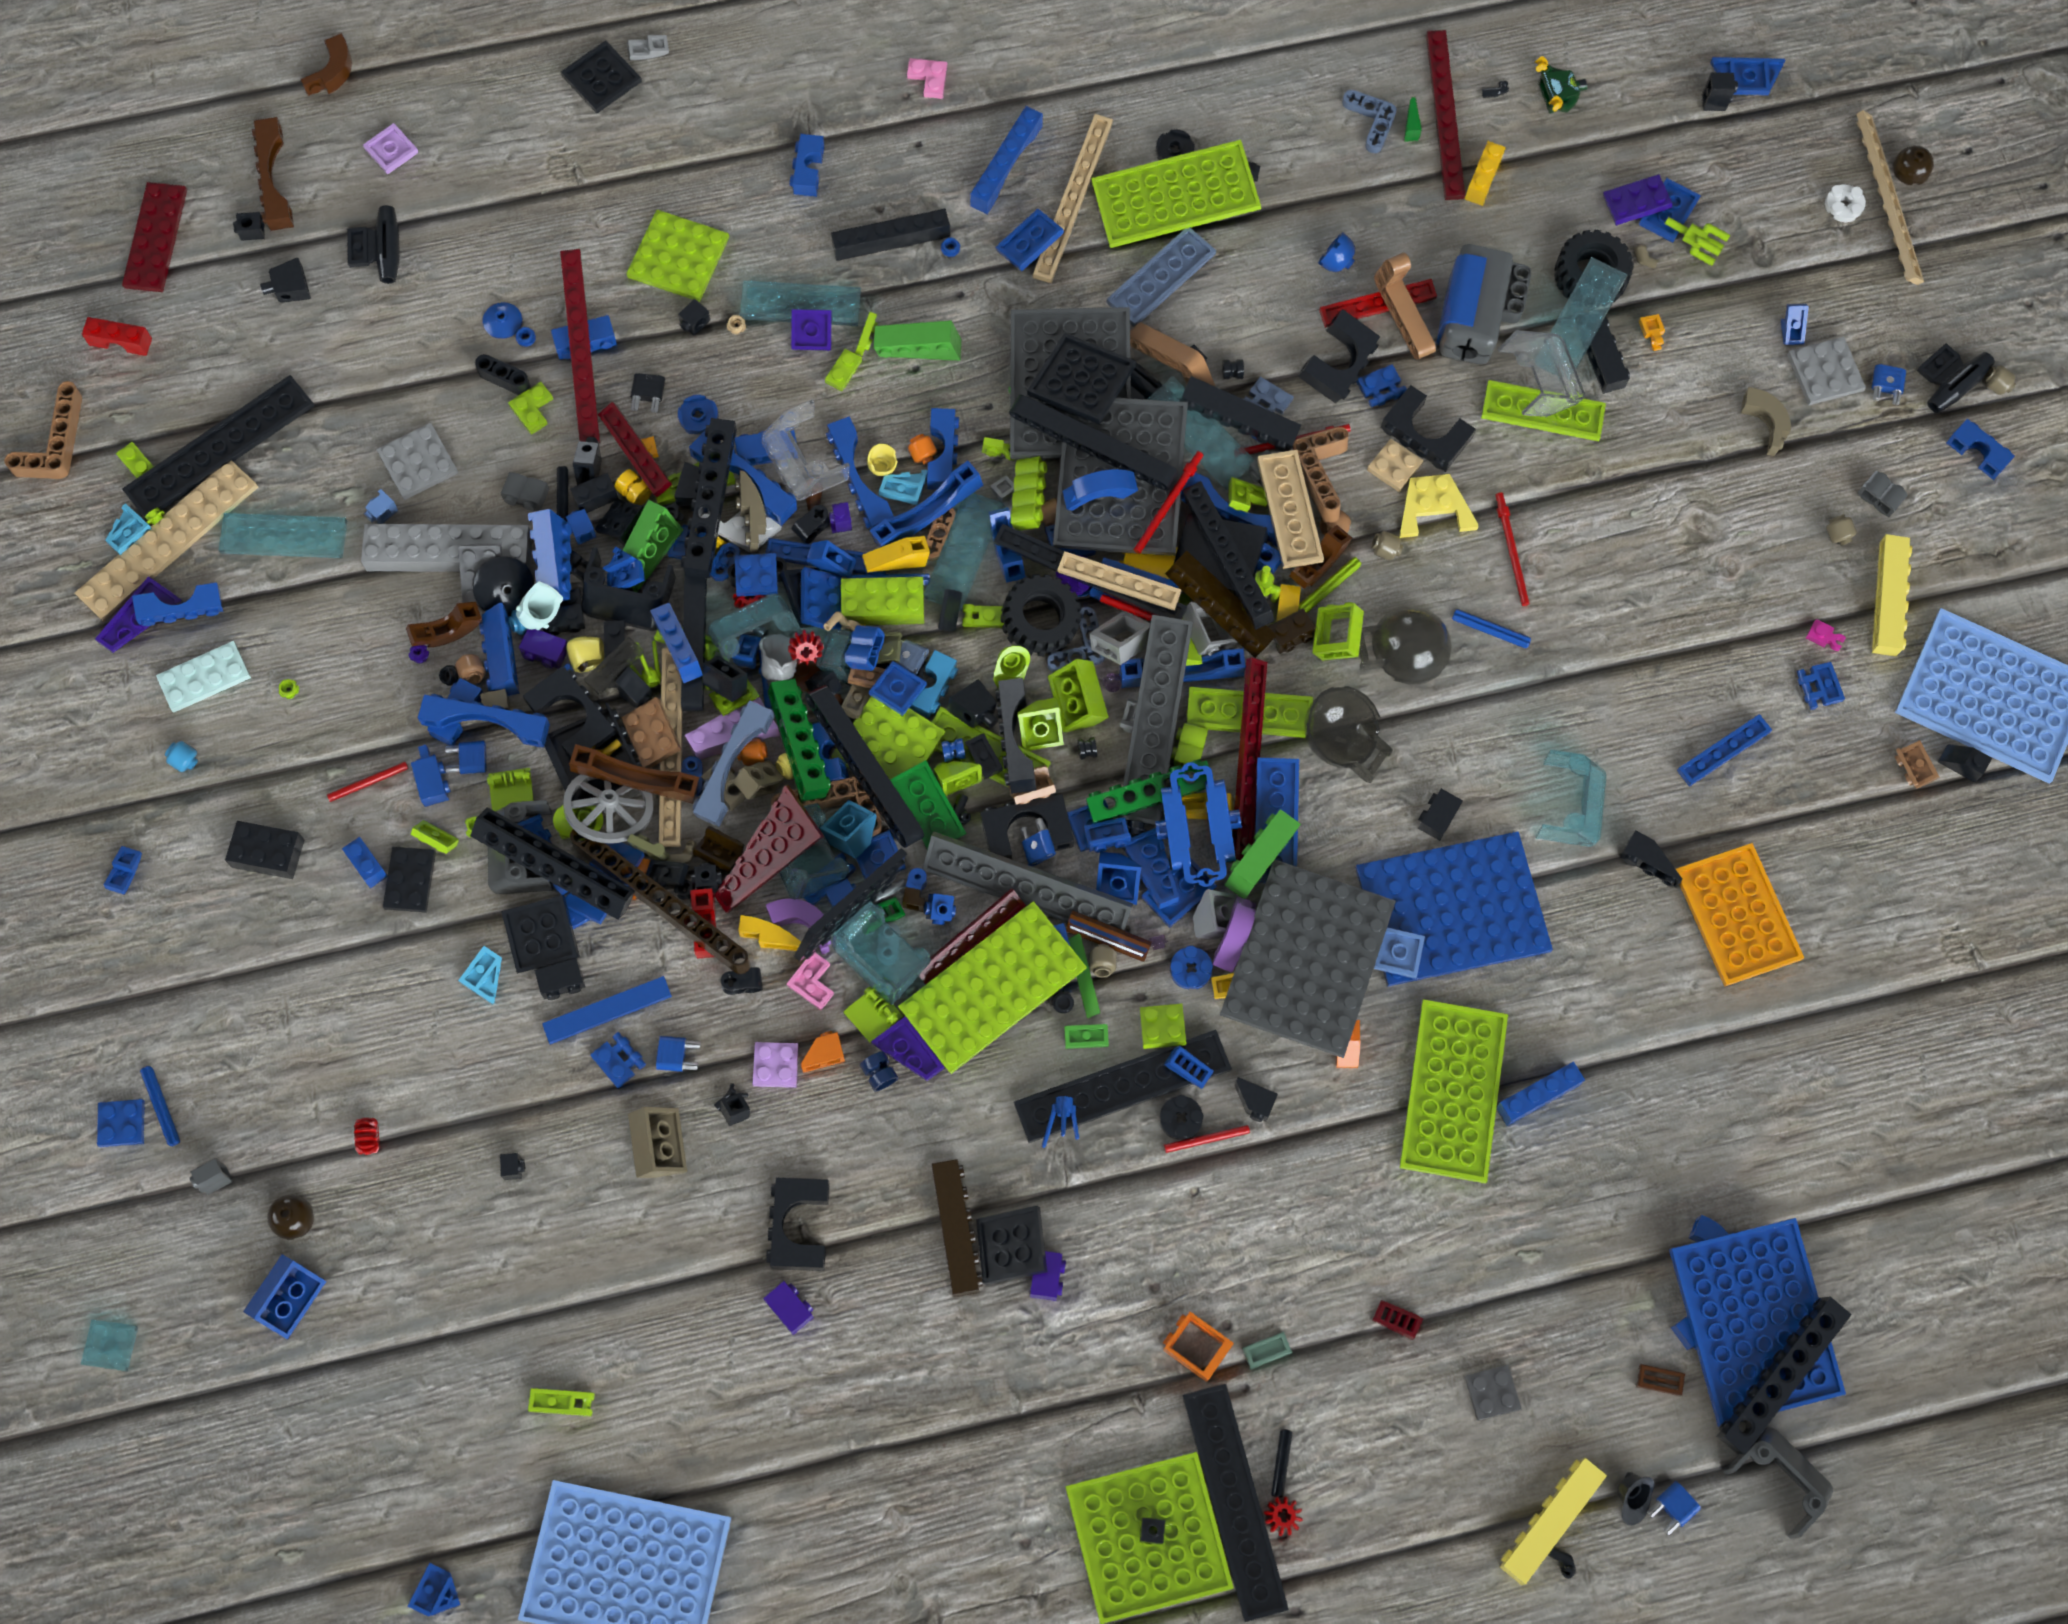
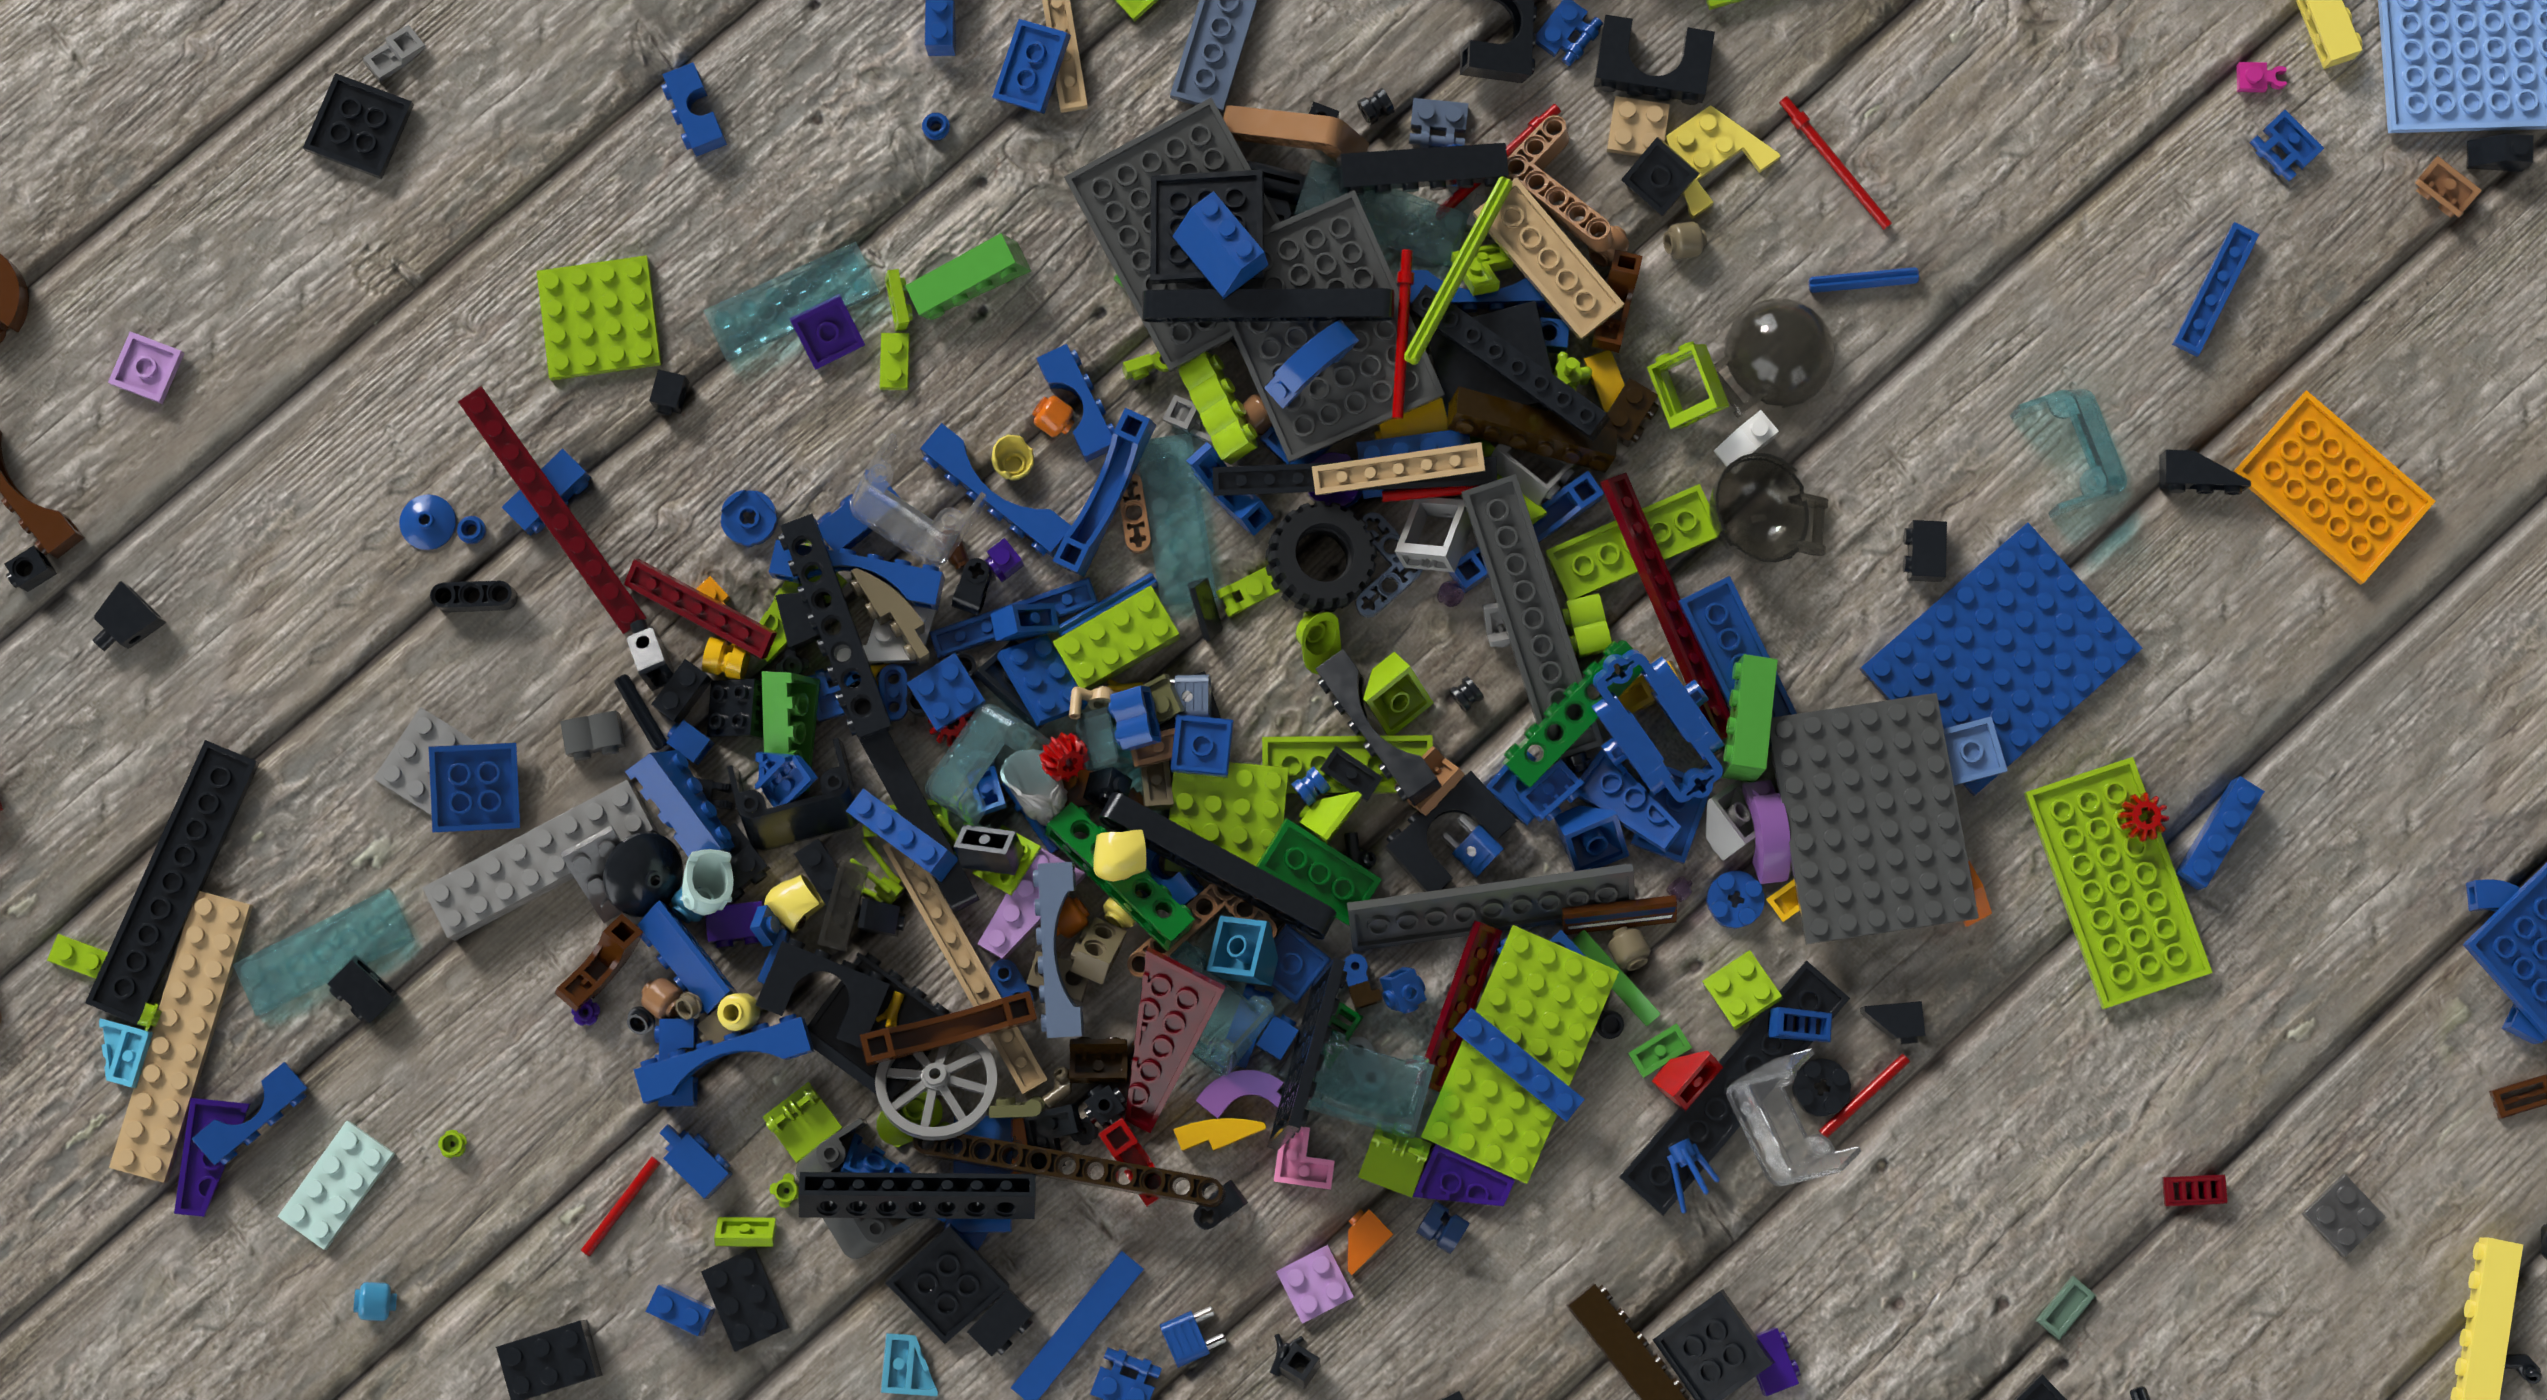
camera: 25 degrees left, 10 degrees up
(290, 566) = (361, 989): none -> black brick
(377, 245) = (210, 508): black plate -> none
(380, 508) = (426, 853): medium blue brick -> none
(433, 483) = (474, 787): none -> blue plate
(471, 757) = (729, 1107): blue piece -> none
(482, 678) = (688, 1006): none -> dark tan plate
(510, 696) = (738, 1012): none -> light yellow head
(527, 405) = (527, 621): lime plate -> none
(559, 655) = (765, 925): none -> blue plate
(647, 388) = (664, 517): black piece -> none
(651, 733) = (932, 961): medium nougat plate -> none
(733, 320) = (722, 367): tan plate -> none
(804, 720) = (1119, 855): none -> light yellow piece
(890, 234) = (853, 150): black brick -> none
(901, 554) = (1103, 573): yellow slope -> none
(903, 487) = (1058, 476): medium azure wing -> none
(941, 669) = (1237, 688): dark azure arch -> none
(974, 705) = (1304, 715): black torso -> none
(986, 990) = (1518, 1064): none -> blue plate
(1078, 695) = (1419, 633): lime slope -> none
(1081, 388) = (1219, 245): none -> blue slope
(1094, 1060) = (1687, 1077): none -> red slope
(1135, 1122) = (1775, 1128): none -> clear windscreen
(1182, 1323) = (2016, 1353): orange window -> none
(1225, 481) = (1458, 271): none -> lime axle
(1329, 585) = (1642, 327): lime axle -> none
(1365, 681) = (1747, 438): none -> white slope
(1392, 498) = (1660, 176): none -> black plate
(1489, 1061) = (2149, 826): none -> red gear

